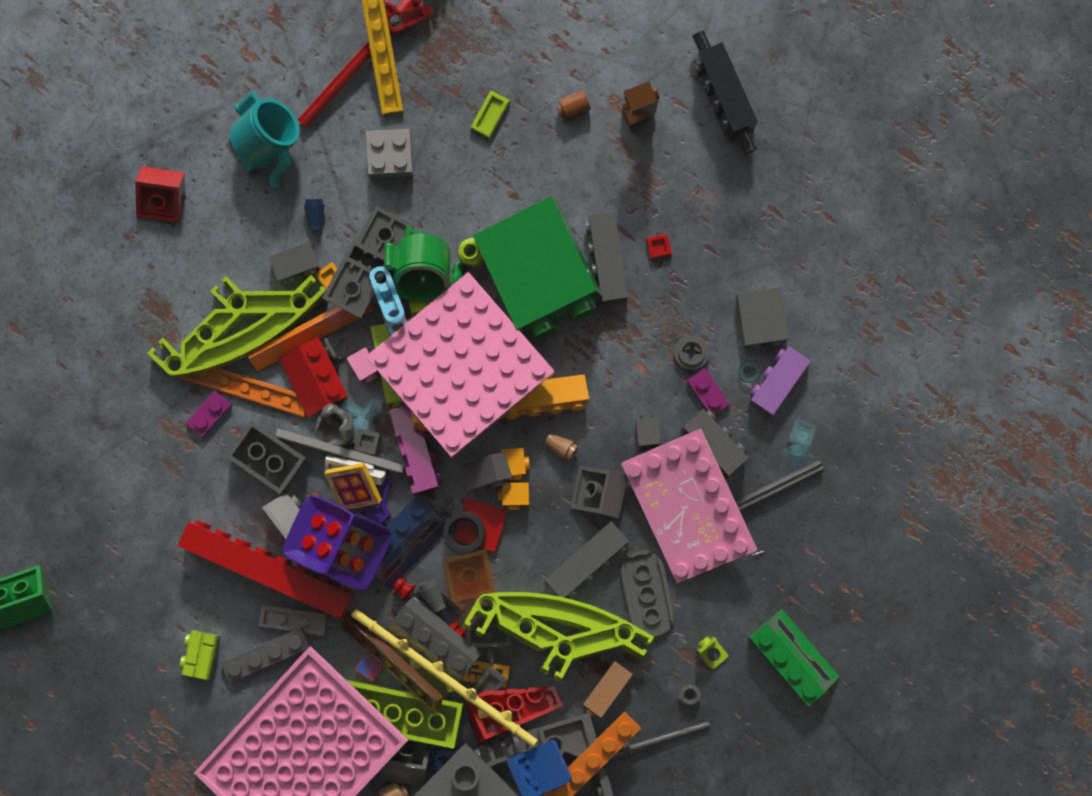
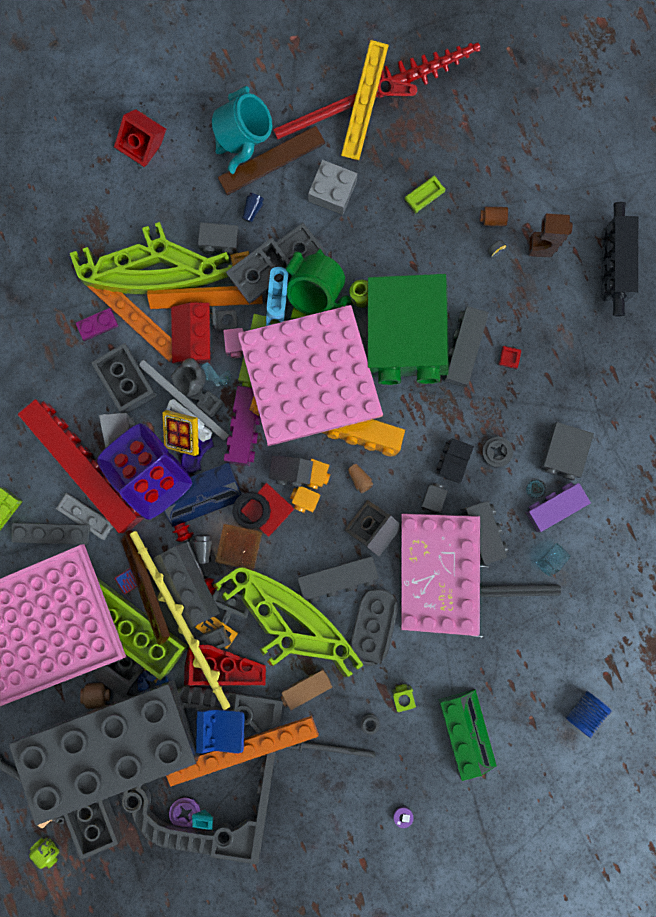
camera: 20 degrees right, 0 degrees up
(311, 152) = (271, 160): none -> reddish brown tile
(592, 138) = (496, 248): none -> dark grey tile
(650, 382) = (455, 460): none -> black brick
(708, 391) = (496, 488): magenta plate -> none
(767, 773) = (403, 817): none -> medium lavender tile
(913, 595) = (589, 726): none -> blue piece

